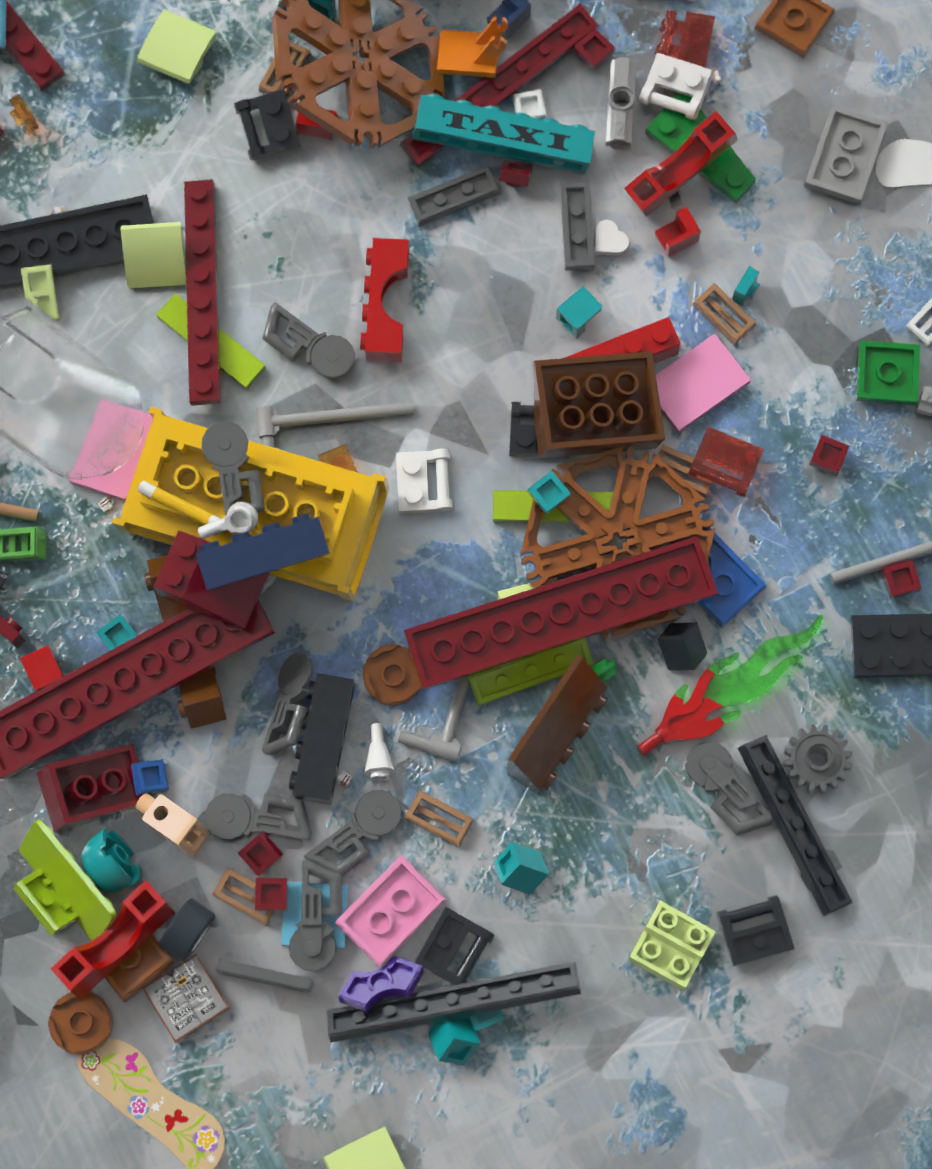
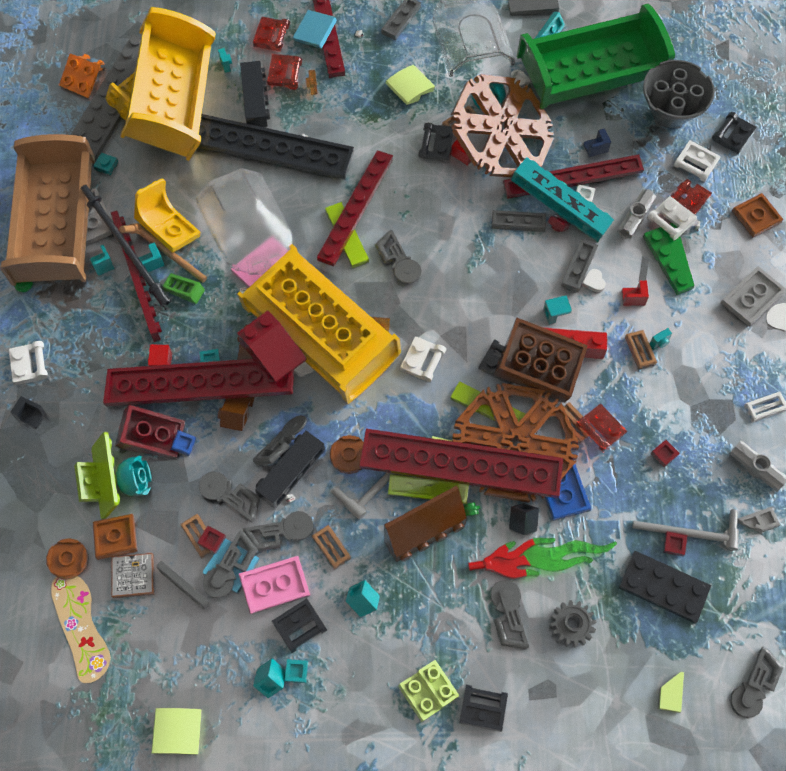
camera: 25 degrees right, 10 degrees down
(40, 289) = (271, 168): yellowish green tile -> none
(89, 964) = (87, 526): red arch -> none
(153, 255) = (340, 176): yellowish green slope -> none
(173, 823) = (180, 474): light nougat torso -> none
(176, 503) = (277, 299): yellow bar -> none
(187, 930) = (153, 535): black wheel -> none
(226, 448) = (316, 280): dark grey piece -> none
(239, 518) = (303, 317): white plate -> none
(260, 853) = (219, 514): dark red plate -> none
(262, 553) = (305, 341): dark blue brick -> none
(270, 423) = (355, 289): light grey bar -> none
(378, 762) = (314, 496): white cone -> none
(388, 265) = (463, 238): red arch -> none
(393, 979) = (237, 622): tile -> none
(455, 1002) = (281, 656): black tile -> none
(471, 51) = (566, 153): orange plate -> none
(549, 492) = (489, 394): teal plate -> none
(594, 49) = (635, 181): dark red plate -> none
(696, 153) = (673, 252): red arch -> none
(698, 383) = (607, 379): bright pink tile -> none
(794, 825) = (539, 657): black tile -> none
(888, 372) = (722, 424): green plate -> none

